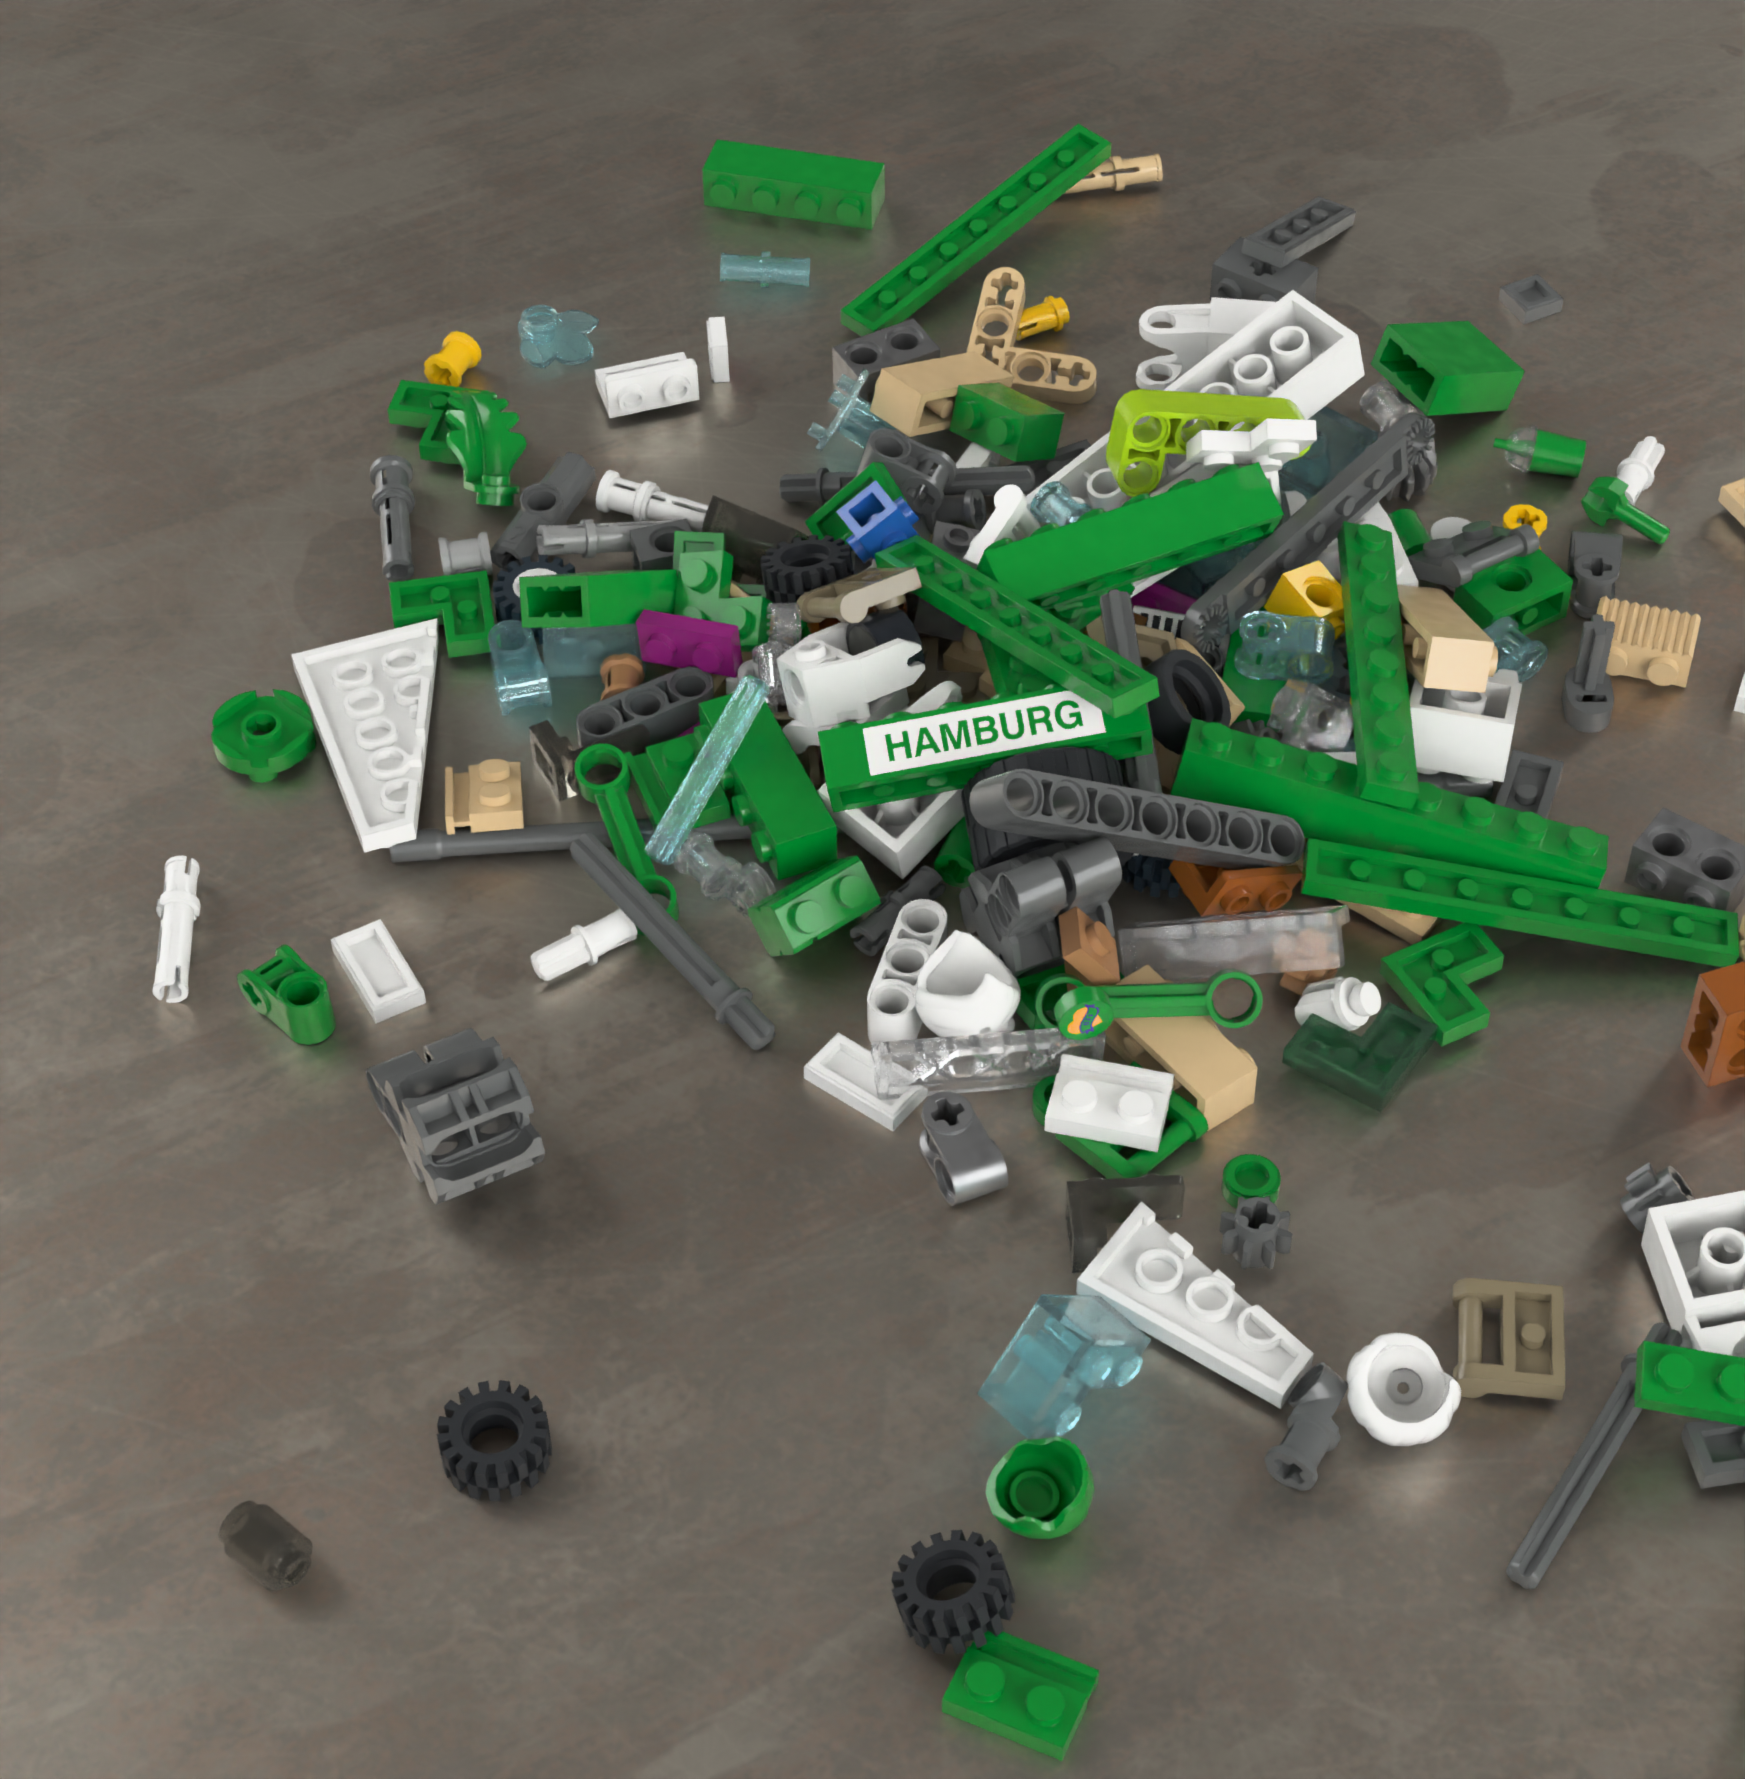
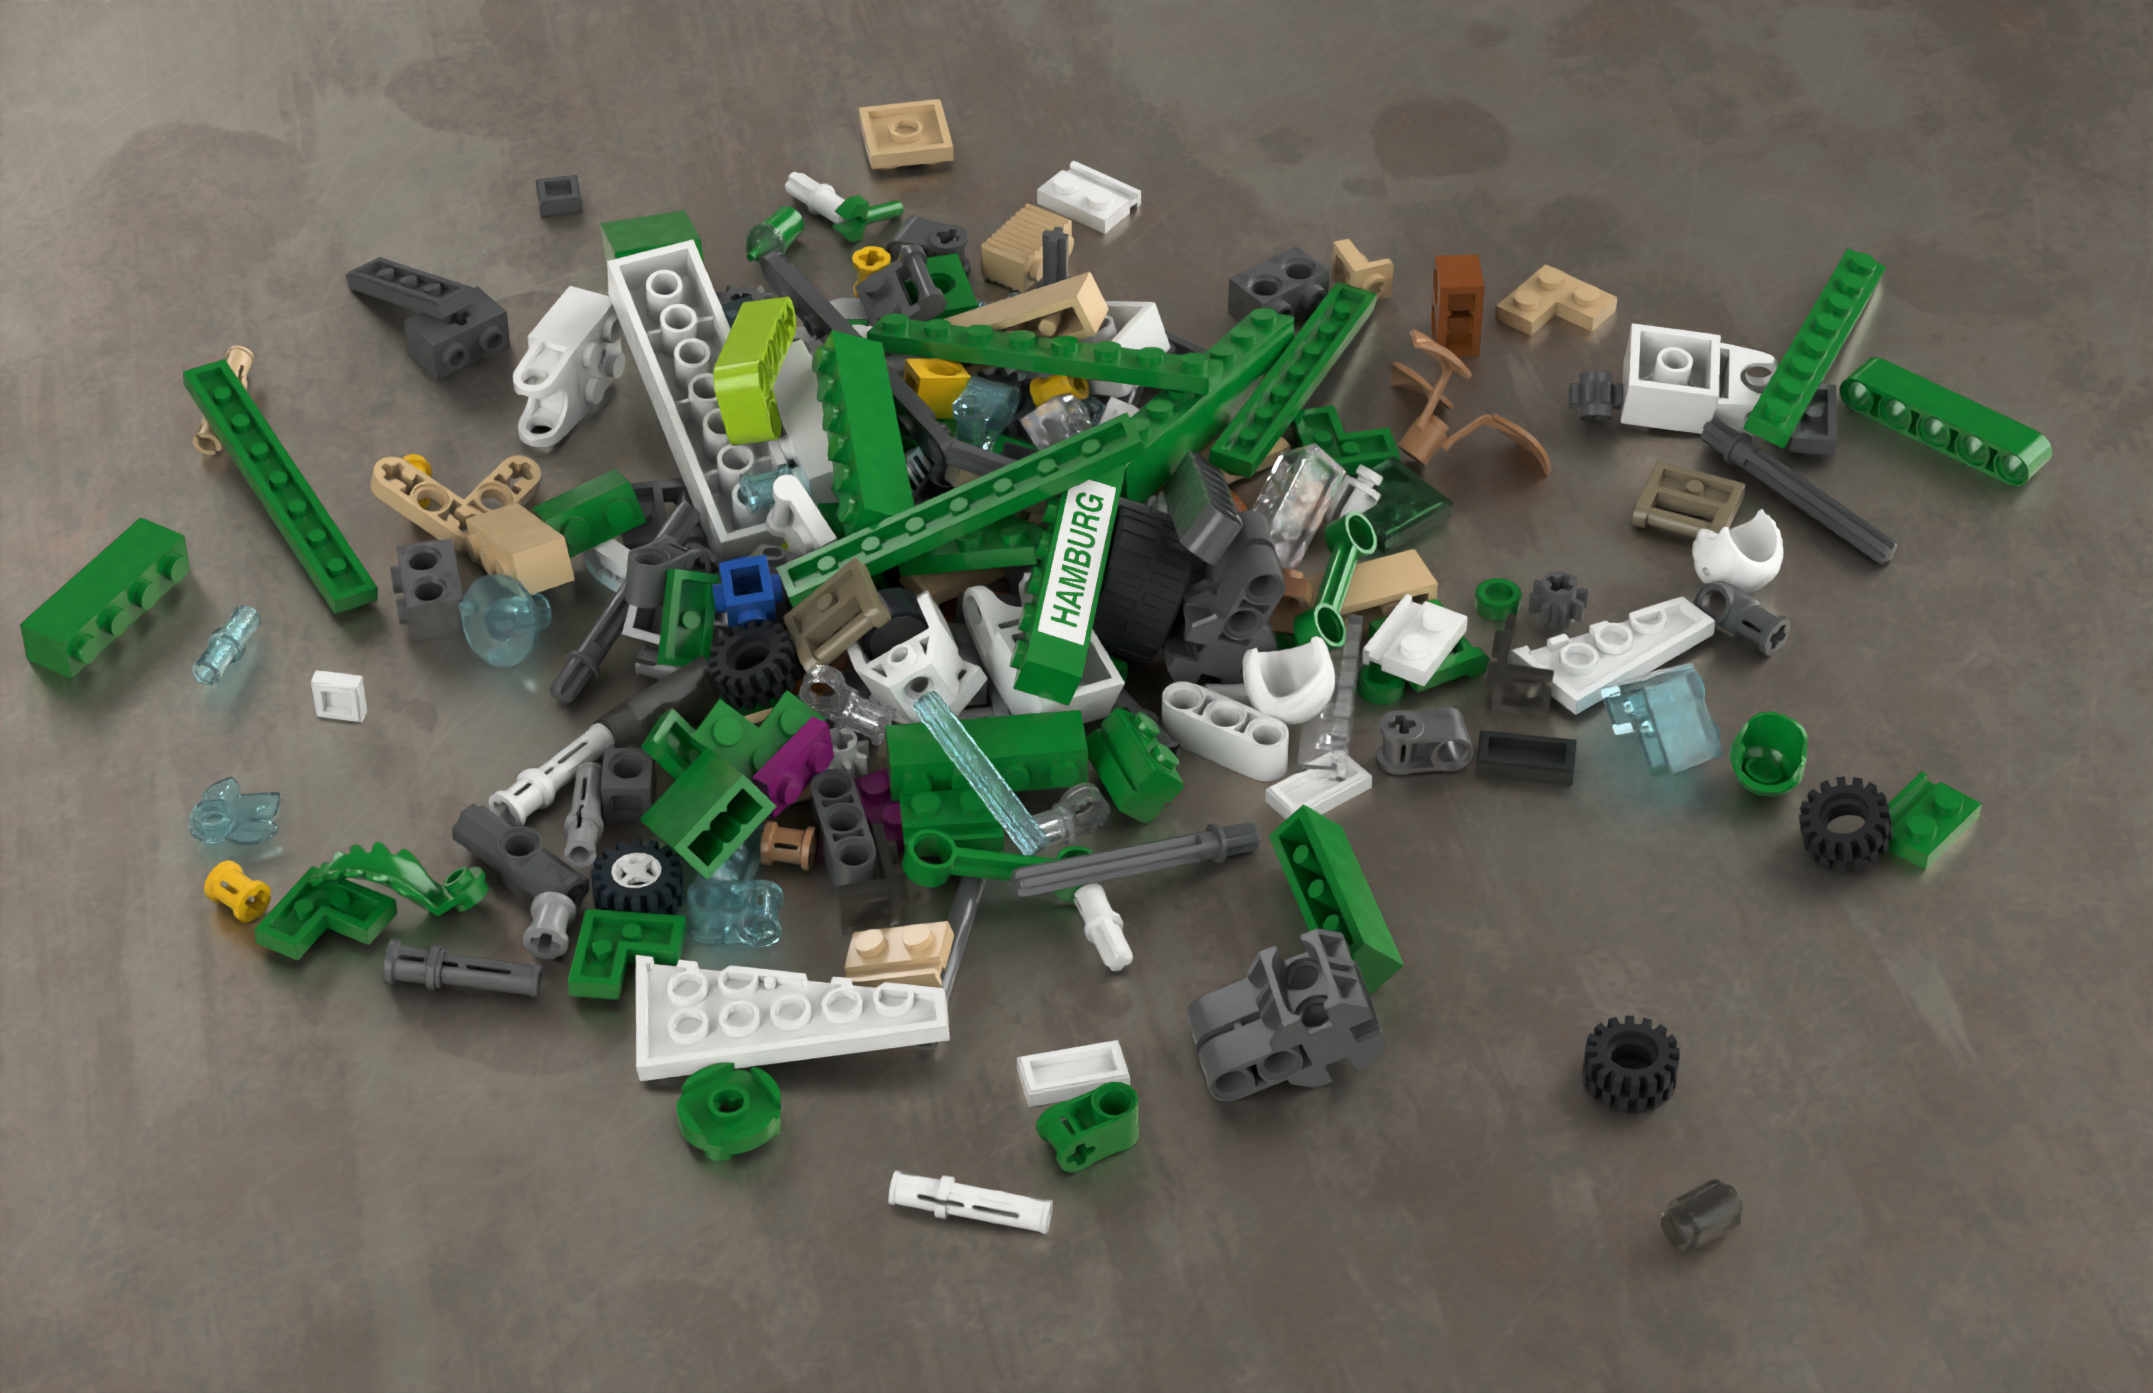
camera: 75 degrees left, 5 degrees down
(648, 384) = (361, 755): white bracket -> none
(657, 1116) = (1335, 892): none -> green brick
(985, 1259) = (1526, 757): none -> pearl dark grey tile
(1083, 1013) = (1353, 608): green tile -> none
(1269, 444) = (810, 326): white plate -> none
(1514, 975) = (1428, 431): none -> medium nougat plant

